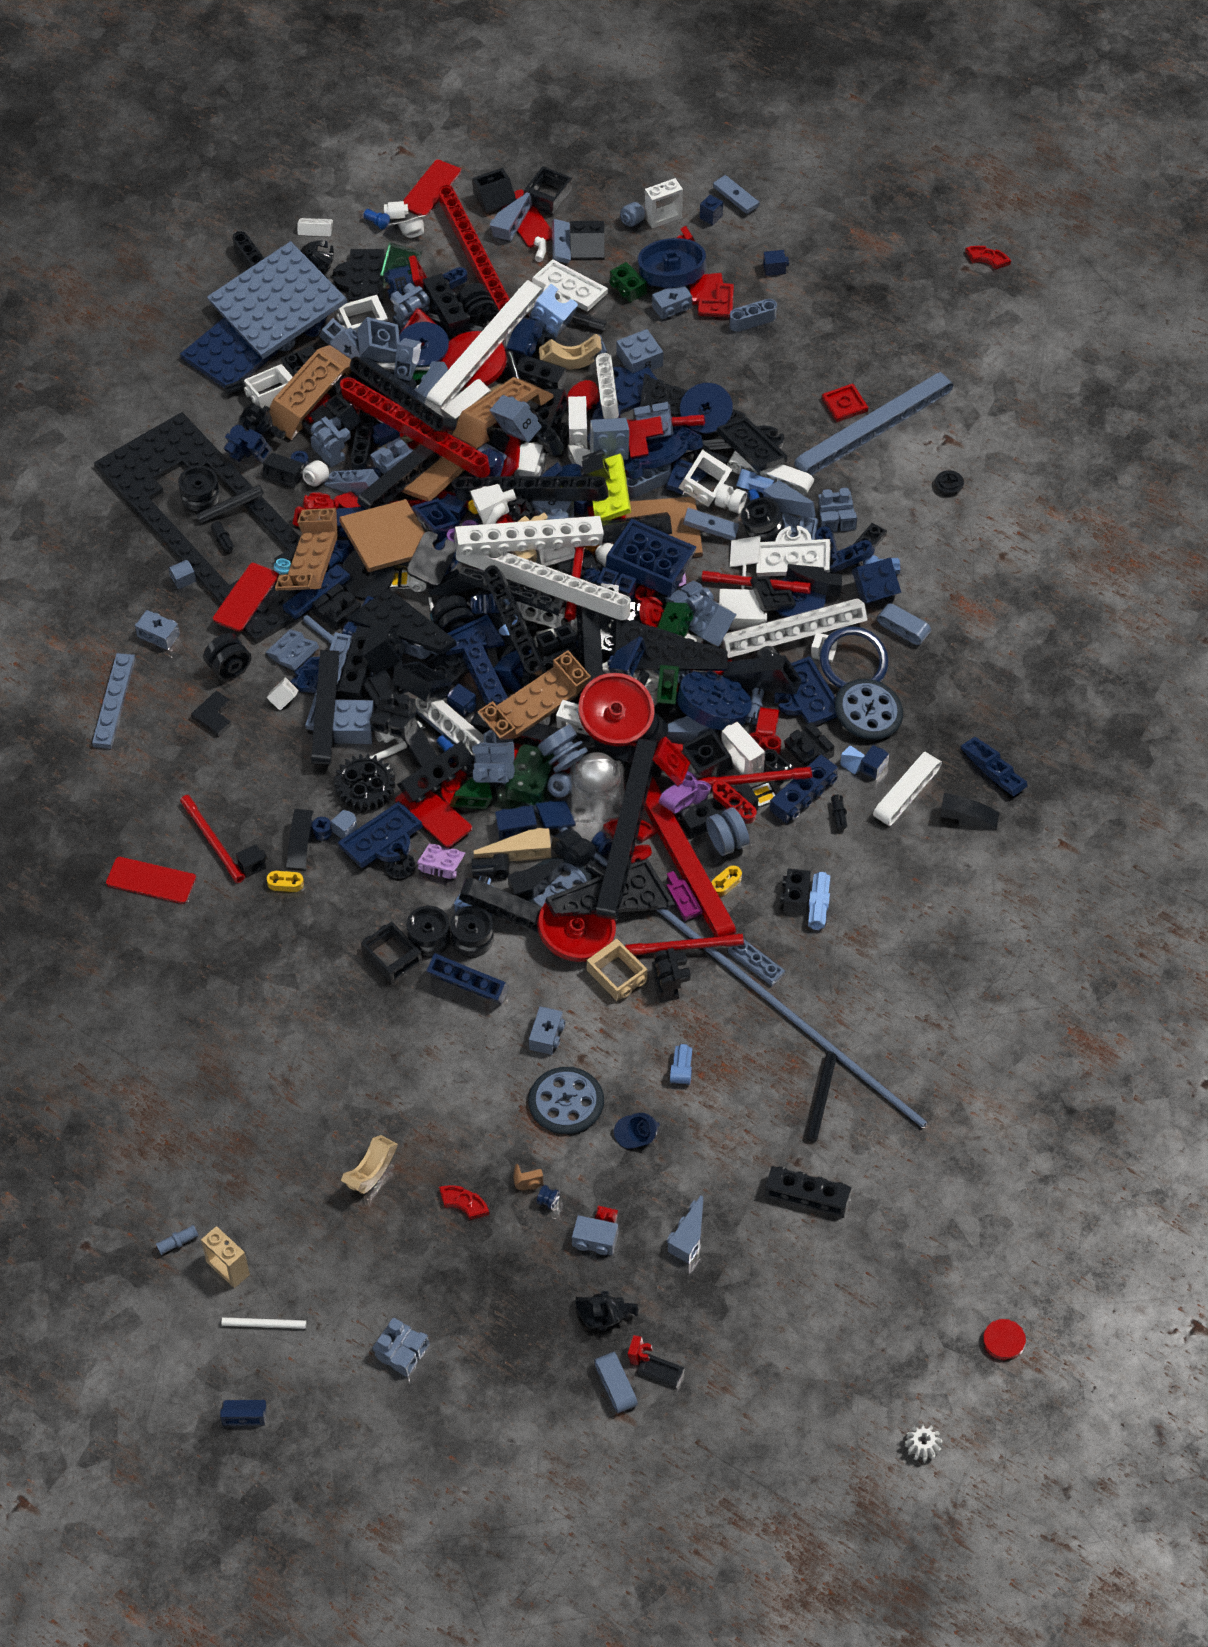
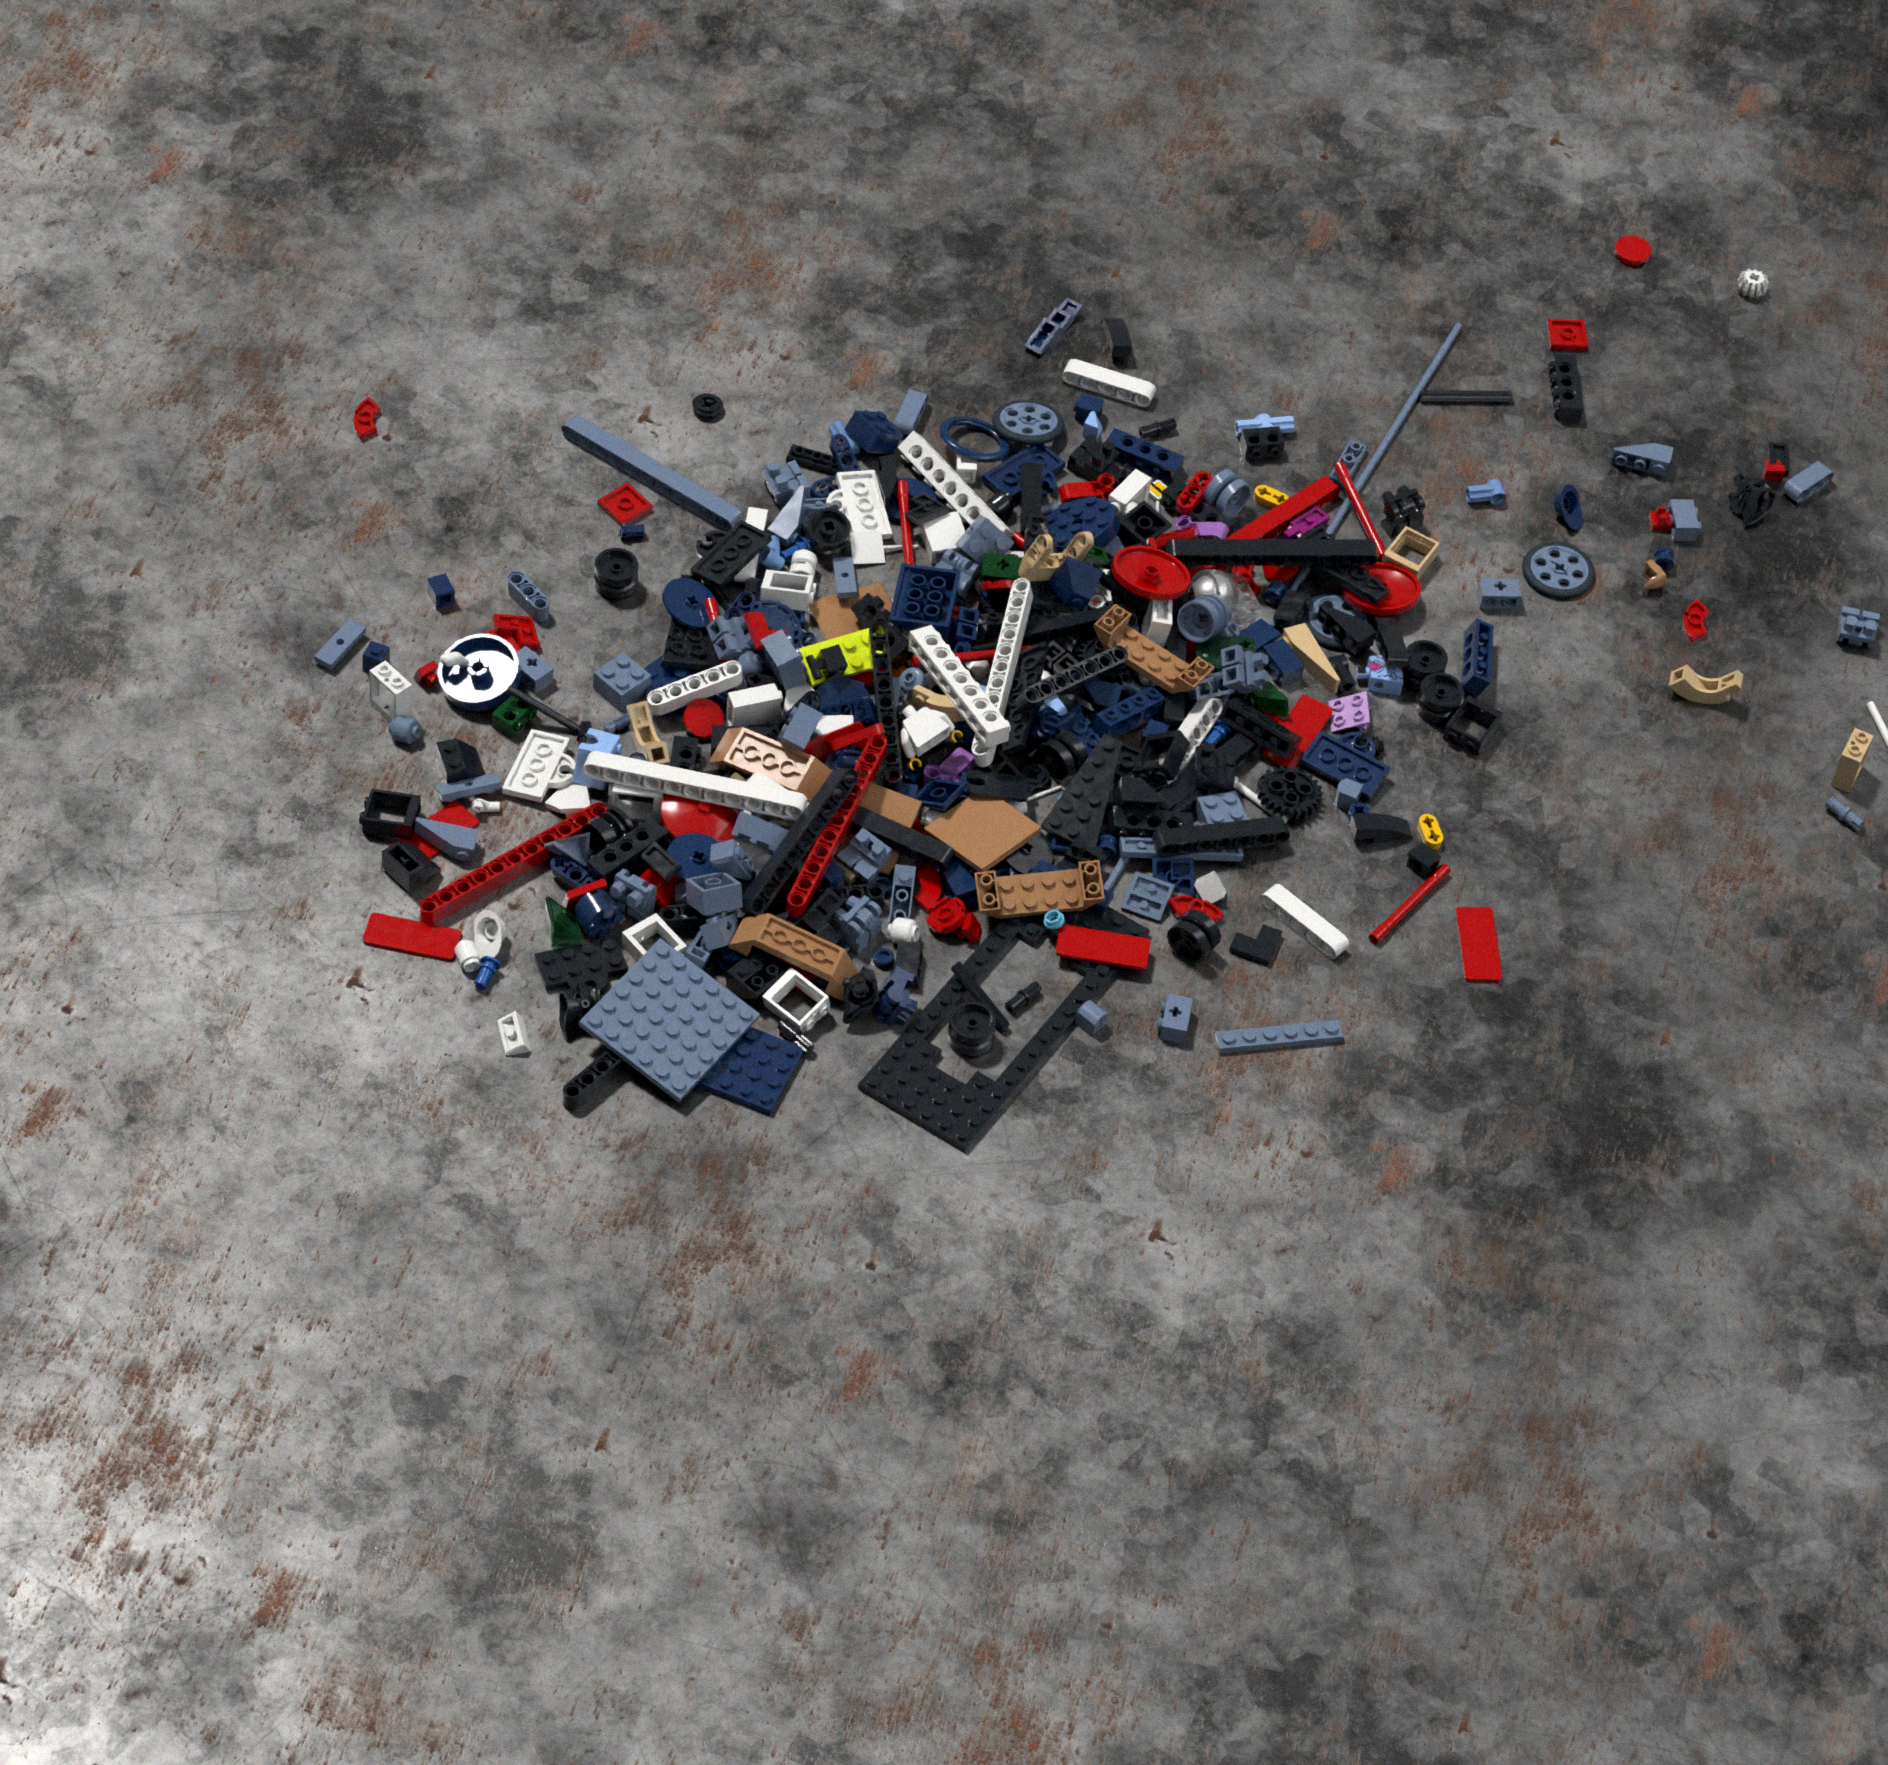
camera: 115 degrees left, 5 degrees down
(221, 751) = (1304, 921): none -> white beam
(266, 679) = (1182, 904): none -> red tile
(423, 316) = (661, 861): none -> black tile
(469, 274) = (574, 848): none -> sand blue slope
(501, 459) = (855, 737): none -> red beam
(621, 292) = (542, 708): none -> black bar
(654, 651) = (1045, 563): none -> tan connector
(685, 241) = (453, 659): none -> white arm
(758, 371) = (616, 573): none -> black wheel
(796, 773) = (1141, 453): red piece -> none
(810, 401) = (631, 531): none -> dark blue pin
(889, 1226) = (1567, 335): none -> red tile

